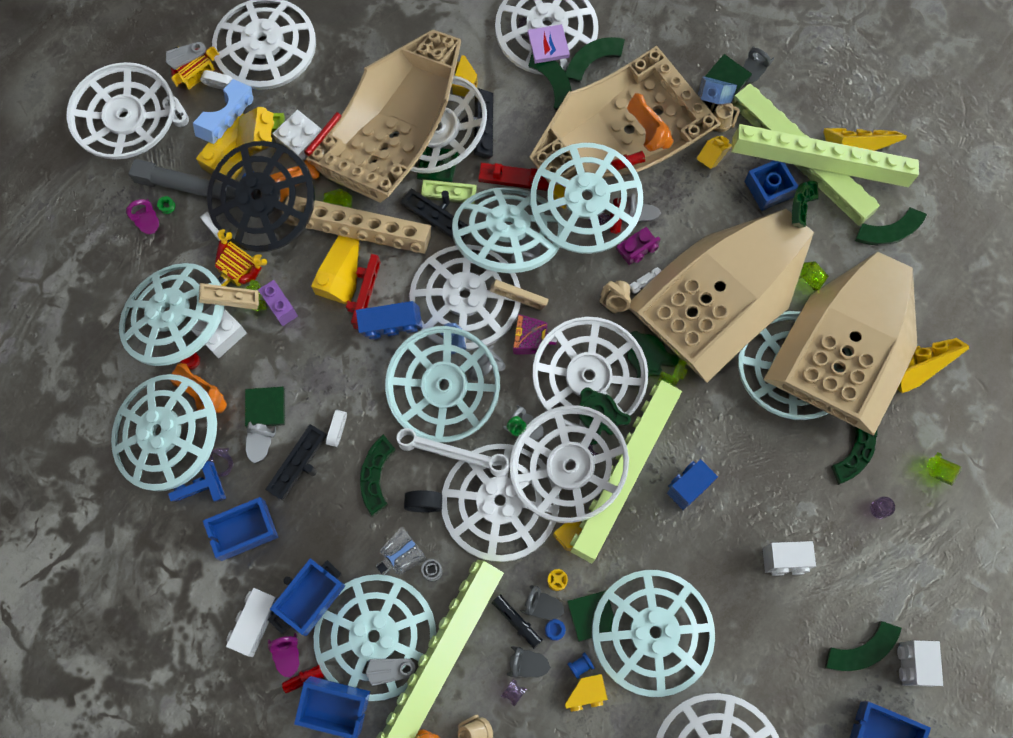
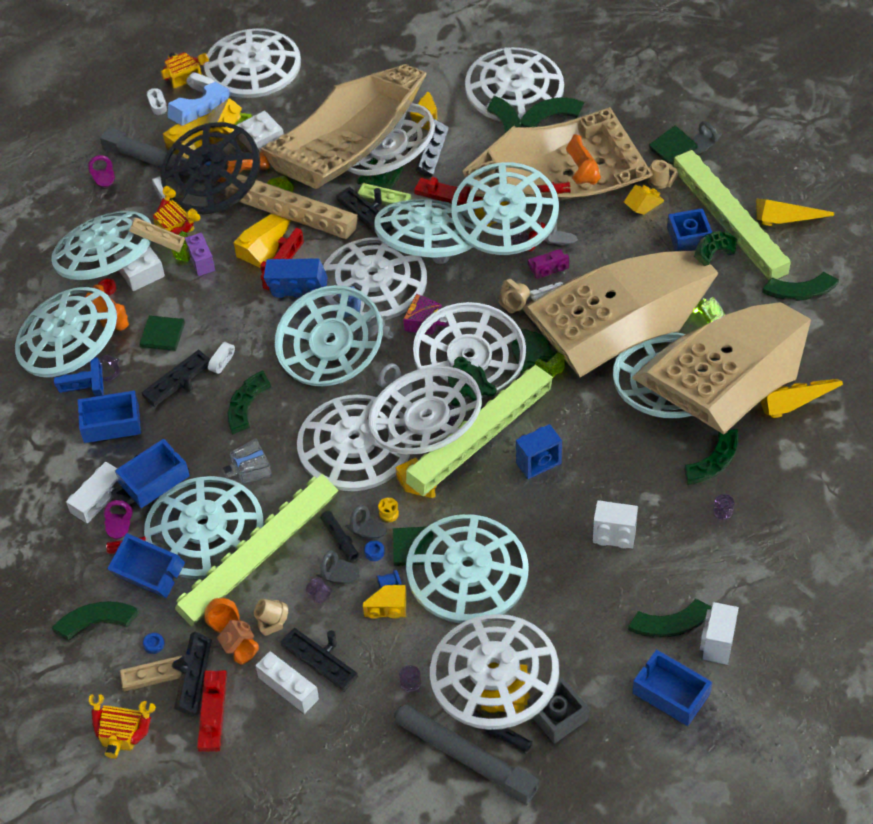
camera: 15 degrees right, 20 degrees down
(116, 106) = (101, 94): white dish -> none
(168, 200) = (122, 172): green bush -> none
(184, 54) = (178, 57): light grey piece -> none
(258, 441) = (147, 355): light grey piece -> none
(323, 133) = (281, 131): red bar -> none
(388, 670) = (206, 548): light grey piece -> none
(423, 501) = (284, 415): black tyre -> none
(432, 573) = (273, 481): light grey wheel -> none
(453, 452) = (284, 379): white piece -> none
(516, 430) = (390, 372): green bush -> none
(518, 294) = (421, 279): tan tile -> none
(548, 43) = (508, 92): lavender tile -> none
(716, 91) = (654, 147): medium blue slope -> none
(825, 155) = (744, 211): yellowish green brick -> none
(943, 469) = (792, 485): clear neon green bracket -> none

